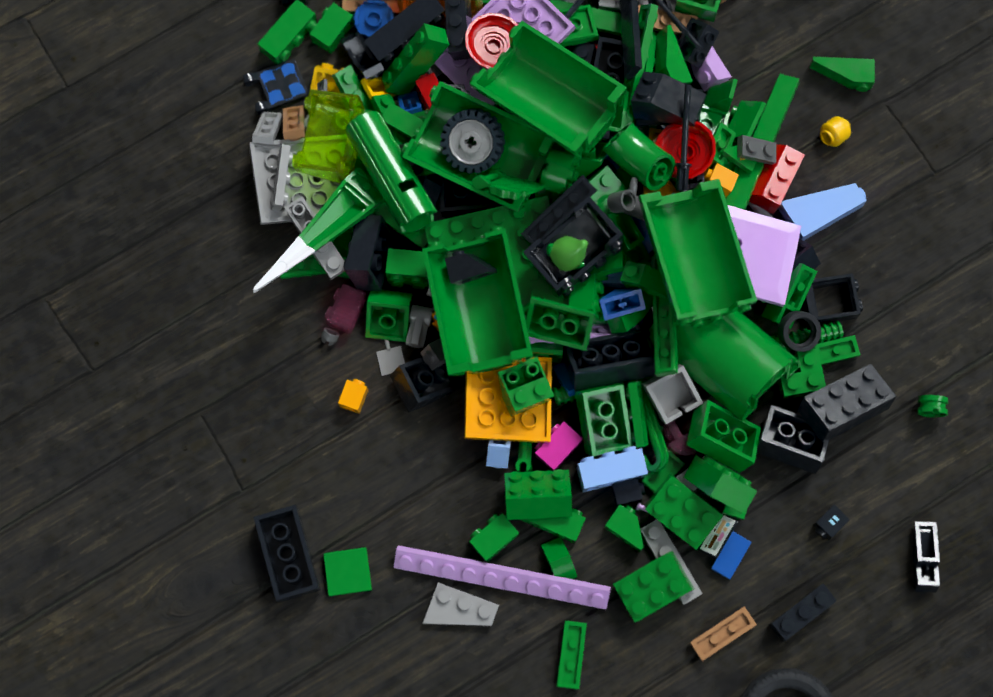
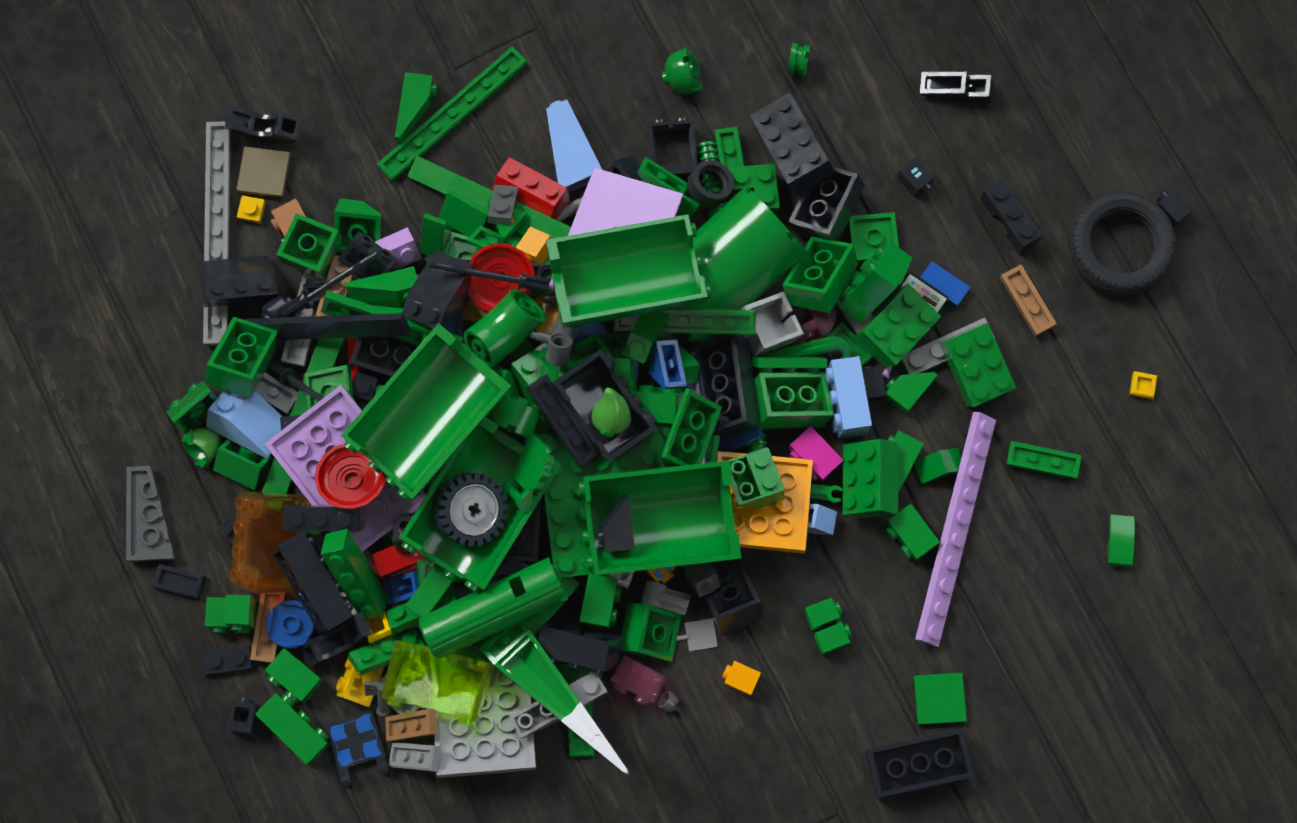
camera: 85 degrees left, 0 degrees up
(282, 178) = (484, 739): light grey plate -> none
(414, 462) = (822, 615): none -> green piece
(459, 608) = (986, 578): light grey wing -> none
(733, 34) = (356, 216): none -> green slope
(771, 485) = (870, 232): none -> green plate
(835, 131) = (482, 124): yellow head -> none
(844, 107) = (452, 113): none -> green tile
(906, 301) = (681, 72): none -> green cylinder

